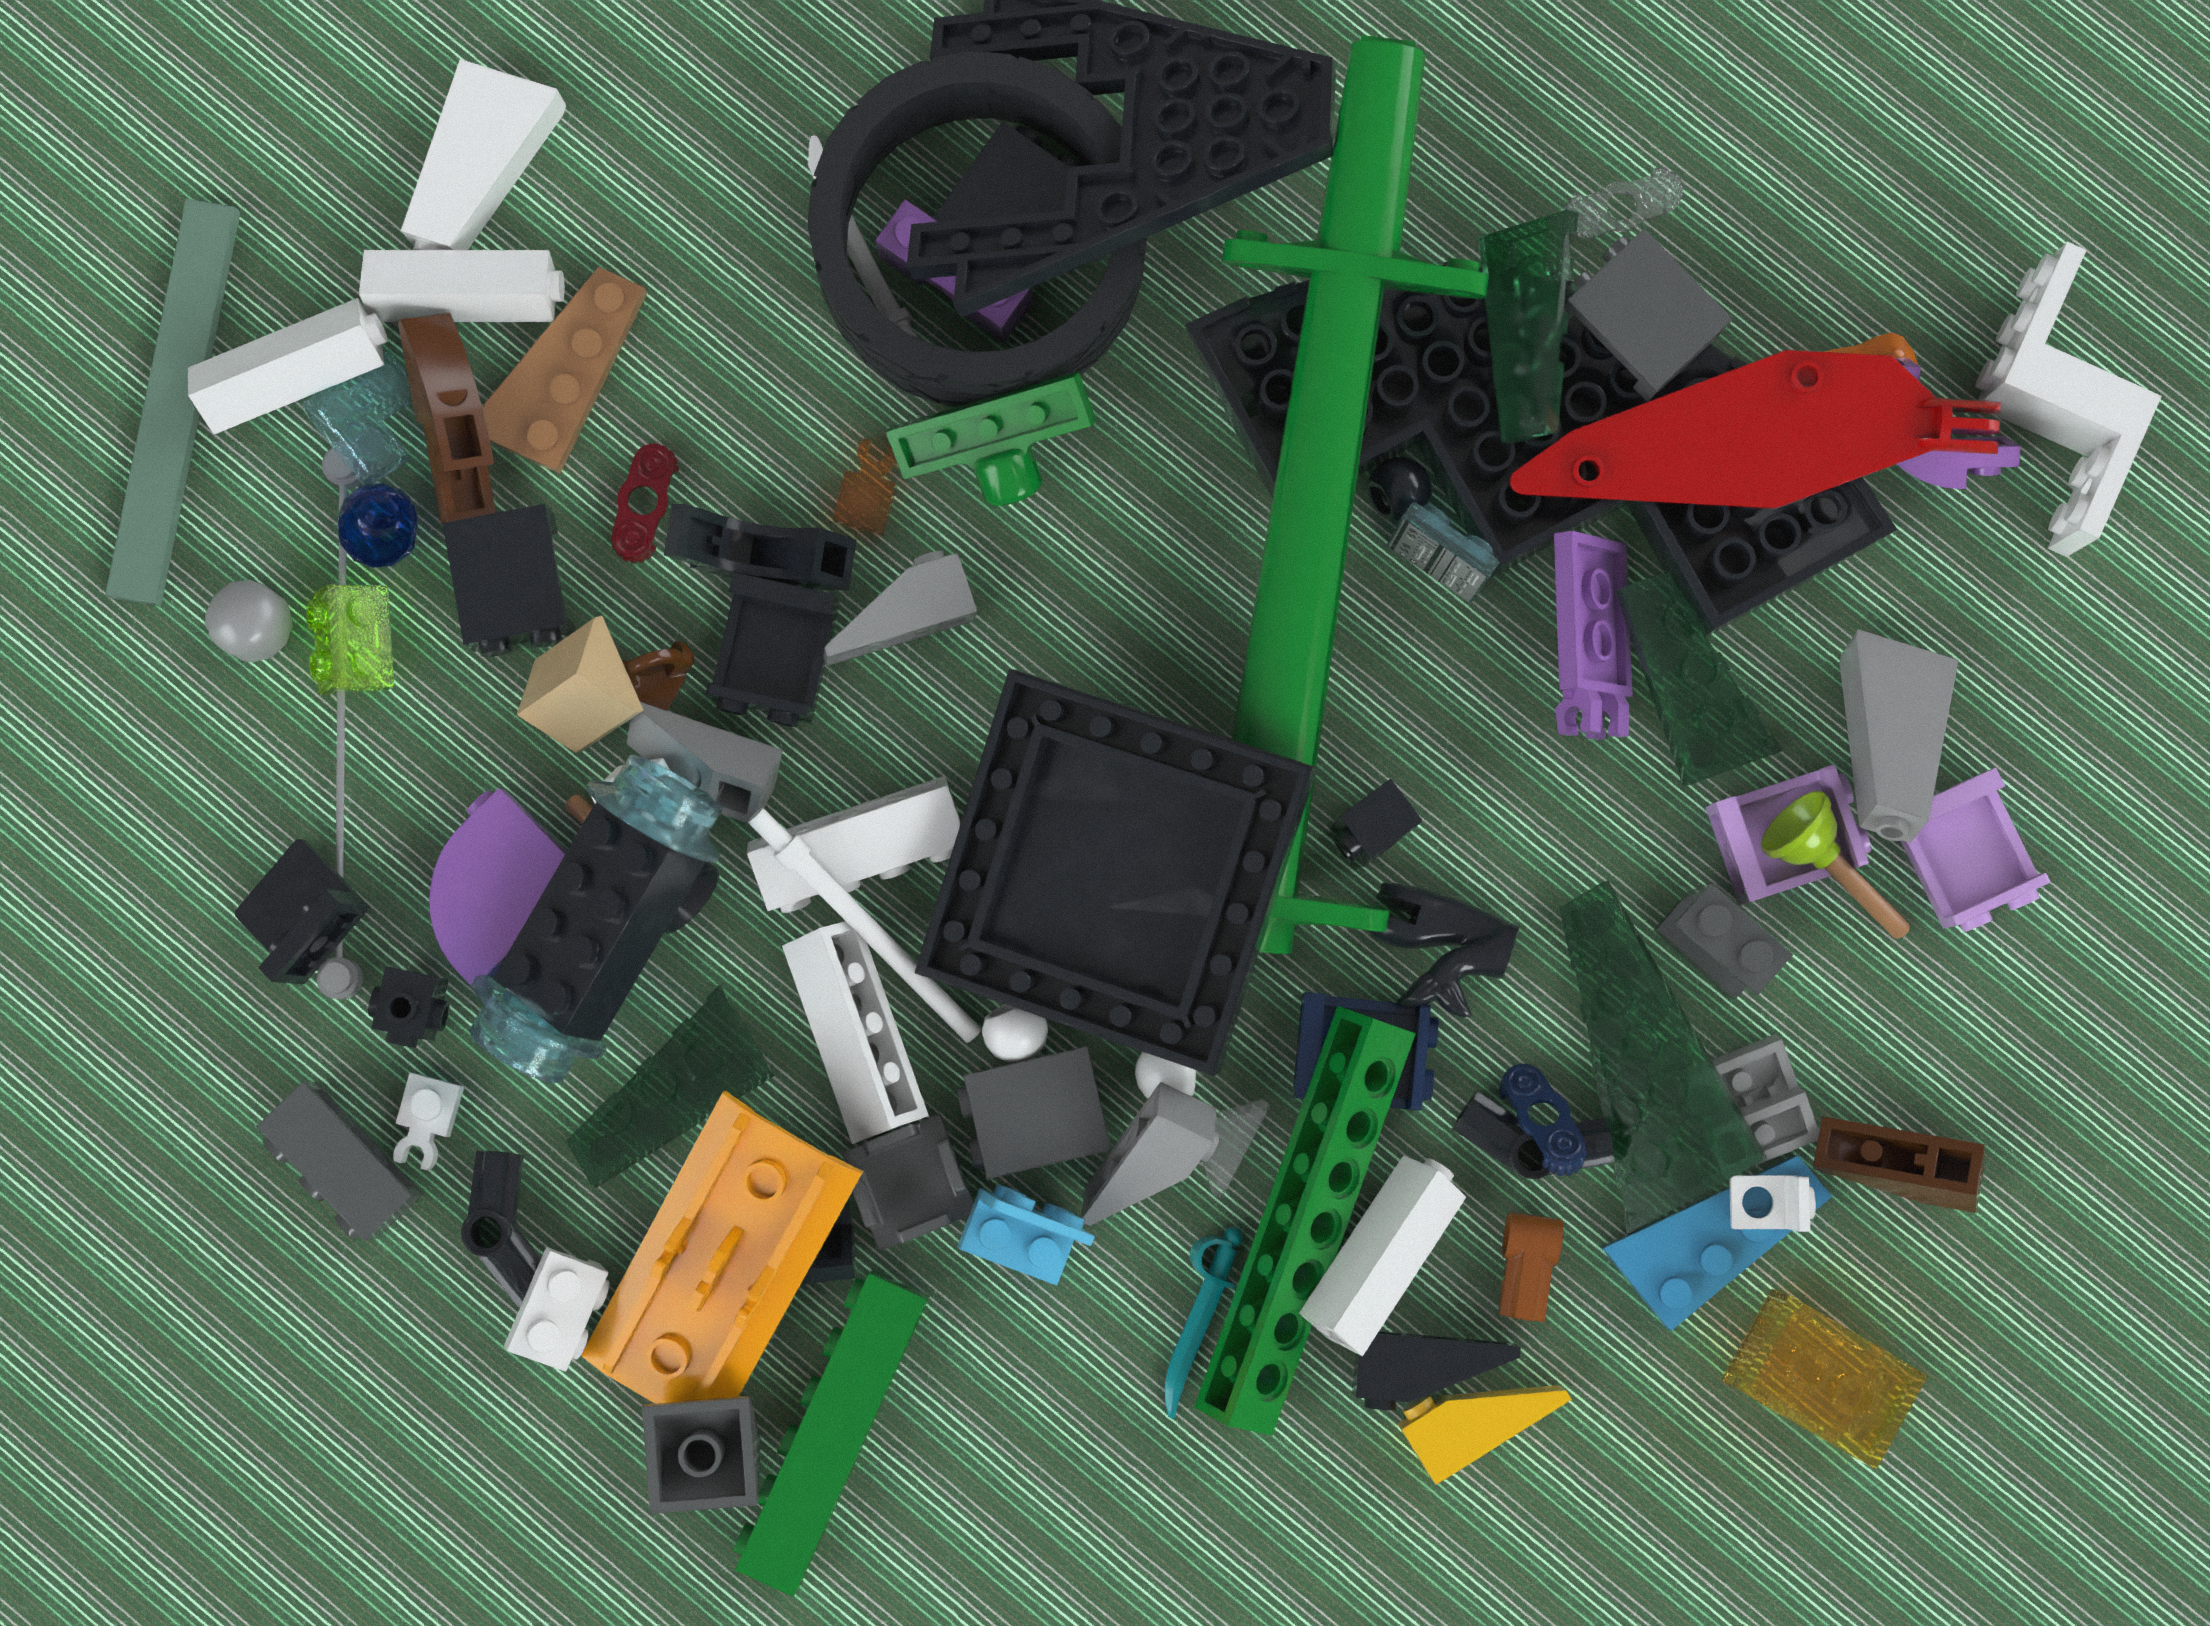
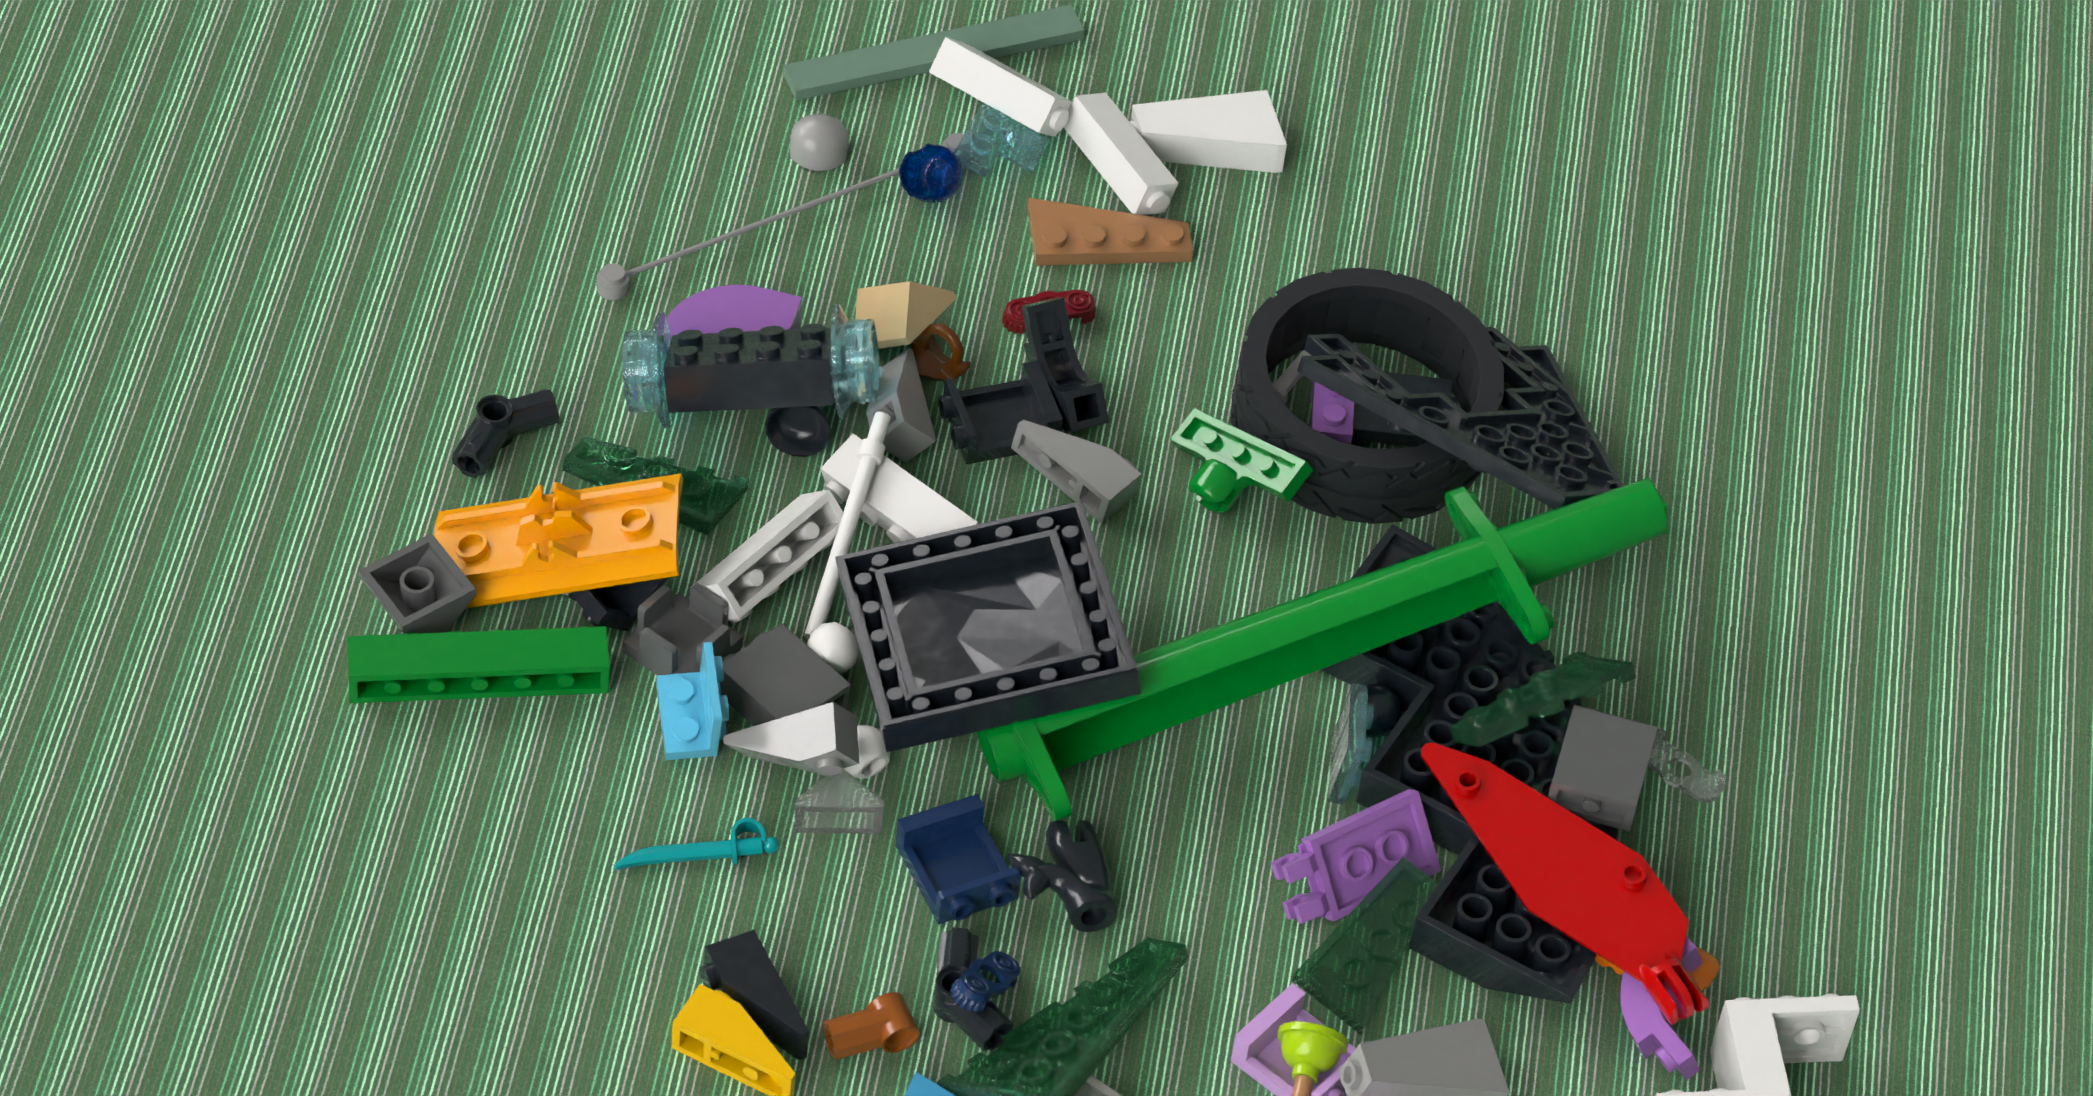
camera: 50 degrees right, 35 degrees down
(300, 913) = (641, 238): black bracket -> none
(338, 1162) = (488, 325): dark grey brick -> none
(351, 638) = (846, 197): clear neon green bracket -> none
(390, 1004) = (620, 311): black brick -> none
(428, 1109) = (552, 363): white plate -> none
(451, 416) = (1026, 180): reddish brown slope -> none
(507, 580) = (945, 249): black panel -> none
(557, 1309) = (466, 472): white bracket -> none
(866, 496) = (1144, 427): clear orange plate -> none
(1304, 1220) = (967, 827): green brick -> none
(1375, 824) = (1126, 784): black brick -> none
(1383, 1253) = (822, 920): white brick -> none
(1722, 941) = (1192, 1023): dark grey panel -> none

